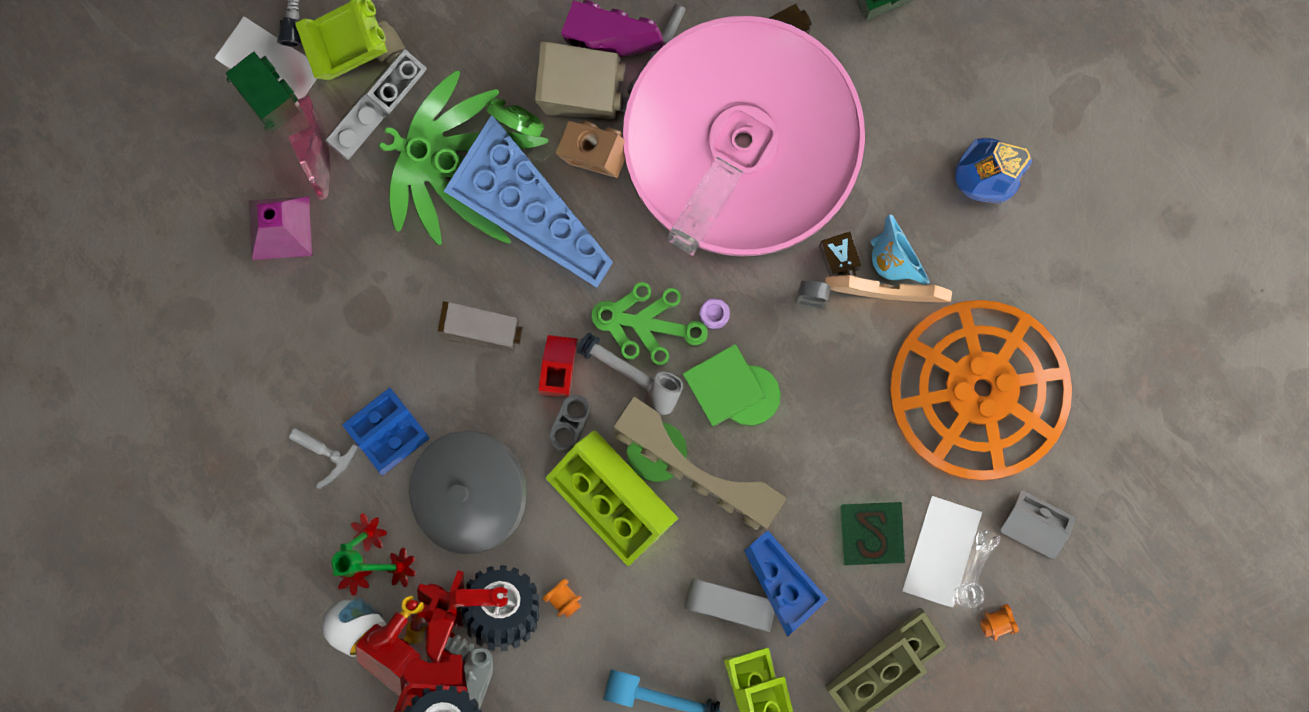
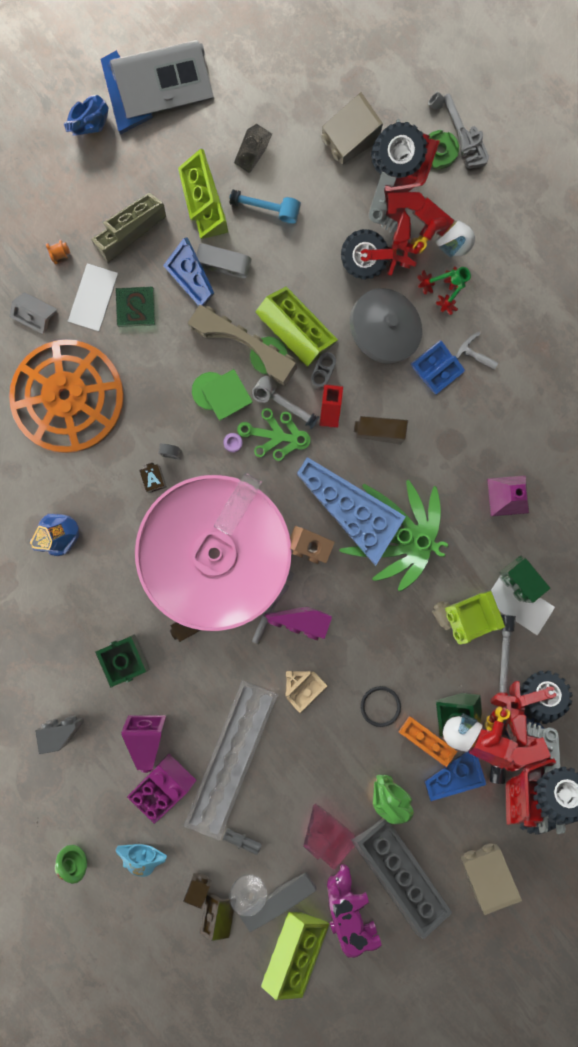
camera: 175 degrees left, 5 degrees up
(312, 149) = (490, 541): clear pink slope -> none
(375, 104) = (451, 574): light grey slope -> none
(515, 117) = (360, 564): bright green tile -> none
(563, 599) = (325, 263): orange brick -> none
(579, 82) = (319, 588): dark tan slope -> none
(894, 256) = (118, 478): medium azure hat -> none
(902, 292) = (123, 456): light nougat tile -> none
(973, 591) = (77, 269): clear brick -> none

